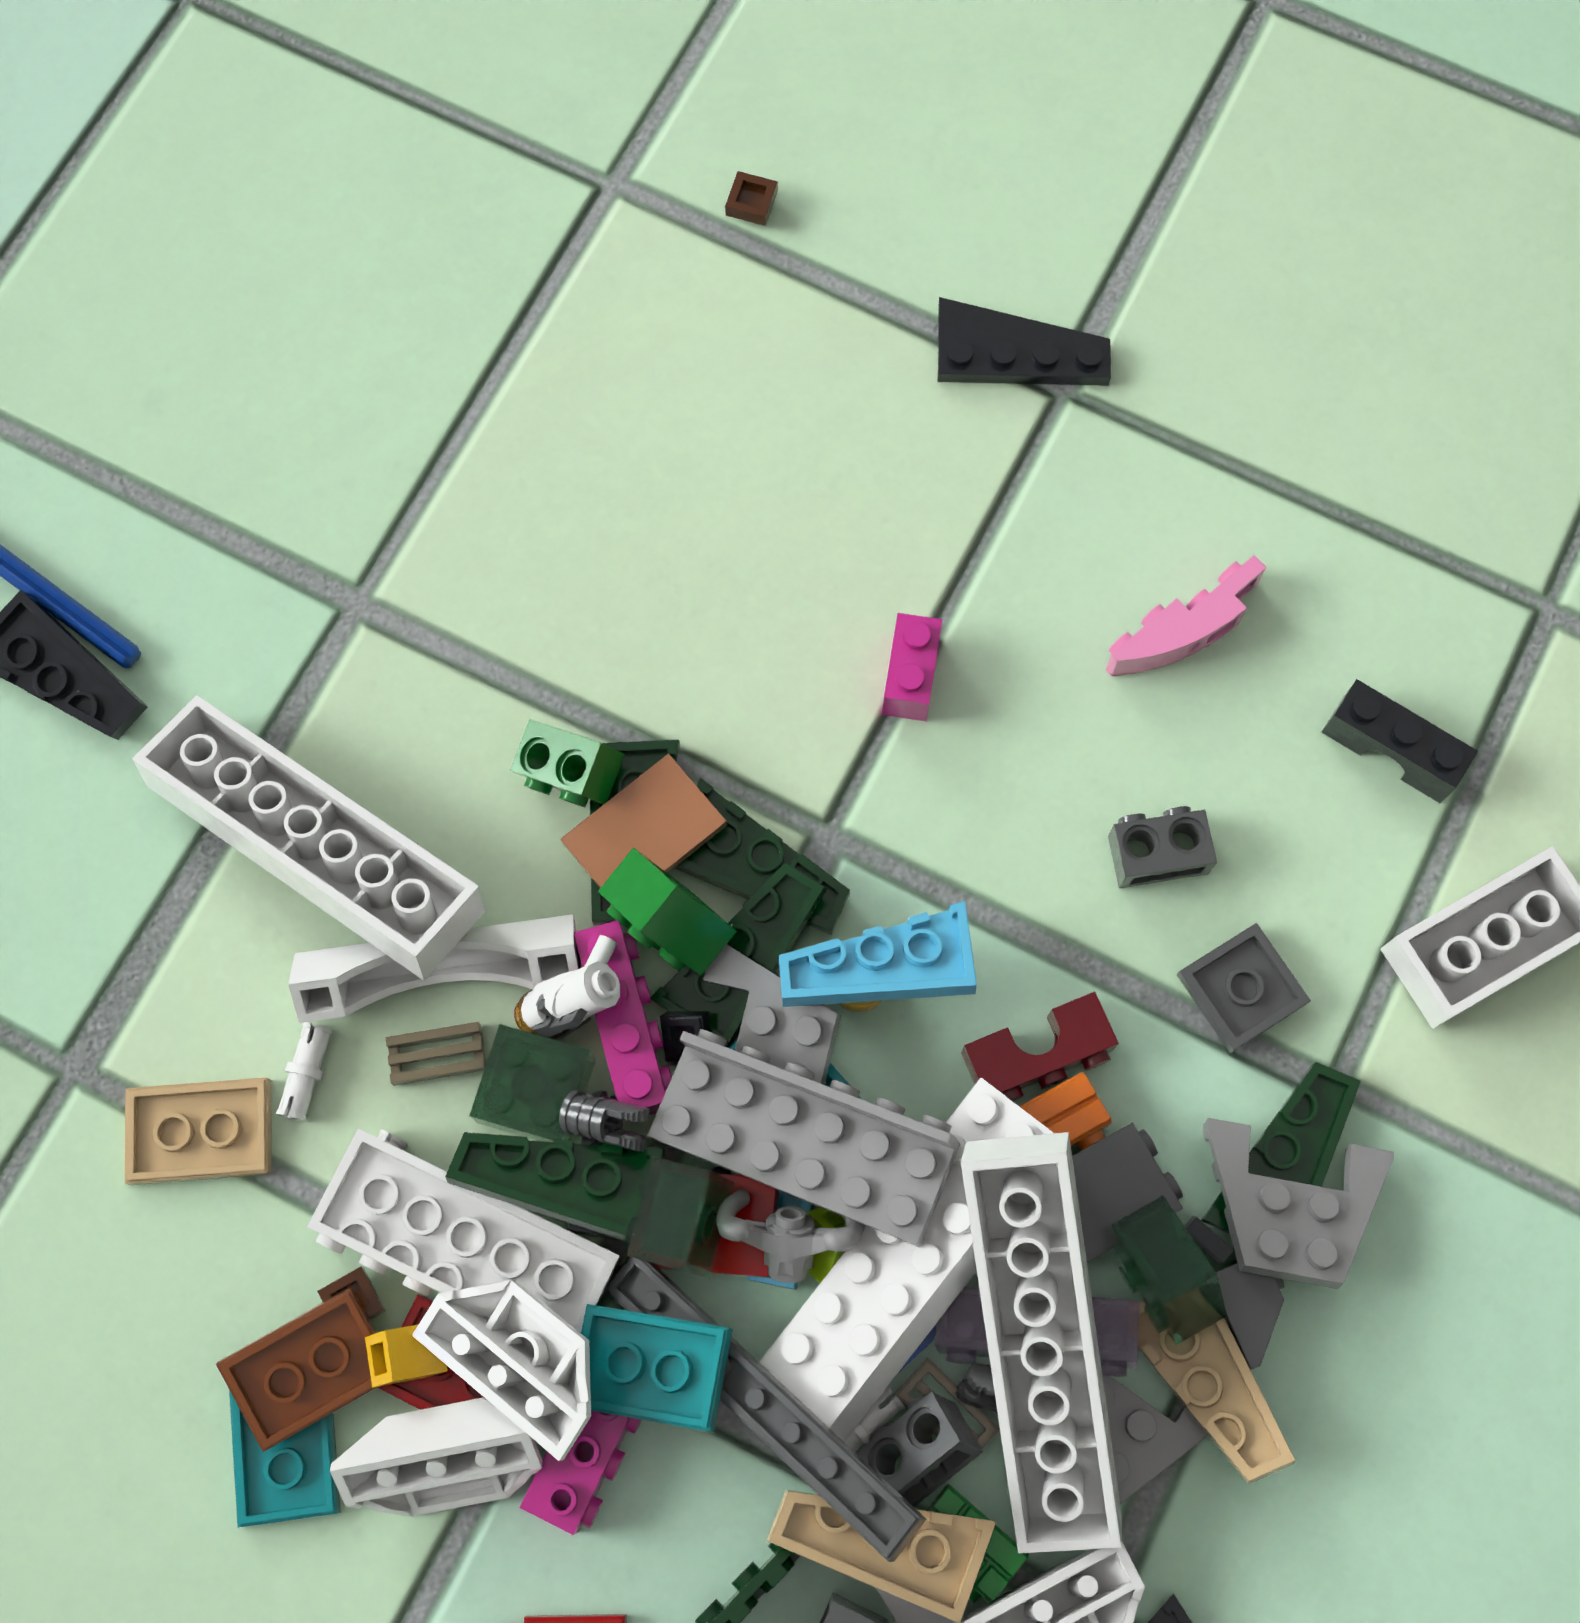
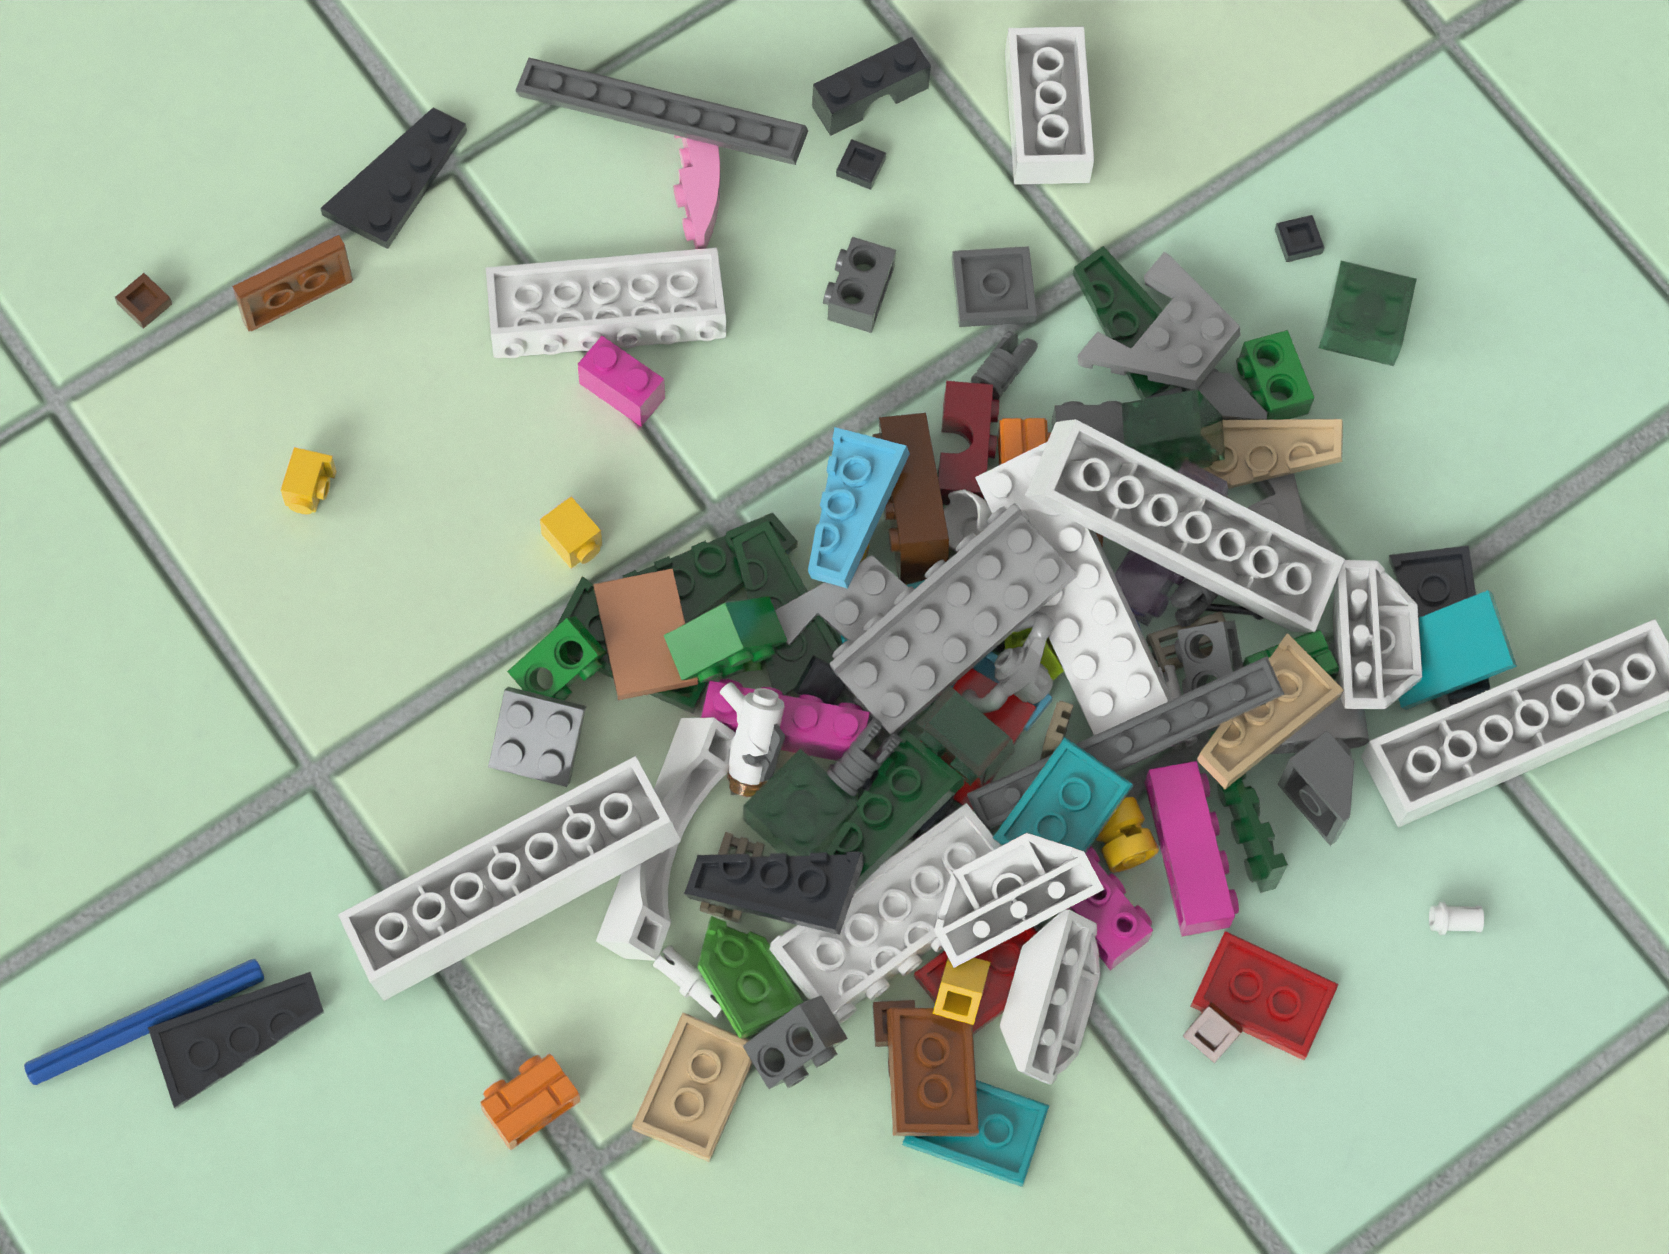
camera: 70 degrees left, 5 degrees down
(104, 975) = (529, 1100): none -> orange brick
(268, 1210) = (792, 1038): none -> dark grey brick
(322, 1118) = (745, 978): none -> bright green tile
(425, 1117) = (791, 889): none -> black wing
(483, 785) = (537, 736): none -> plate
(643, 435) = (307, 480): none -> yellow brick
(675, 1471) = (1125, 839): none -> yellow wheel
(692, 1531) = (1190, 848): none -> dark pink brick
(721, 706) = (571, 533): none -> yellow brick
(746, 1311) = (1057, 728): none -> dark tan tile
(836, 310) = (293, 283): none -> dark orange tile
(940, 1026) = (915, 506): none -> reddish brown wedge
(942, 1091) = (965, 515): none -> white hair
(993, 609) = (617, 297): none -> white bracket
(1158, 1044) = (1003, 365): none -> dark grey hinge
(1233, 553) = (662, 111): none -> dark grey tile
(1305, 779) = (861, 164): none -> black tile
(1323, 1364) = (1283, 377): none -> green brick
(1459, 1425) = (1367, 313): none -> clear green brick
(1509, 1298) = (1299, 238): none -> black tile

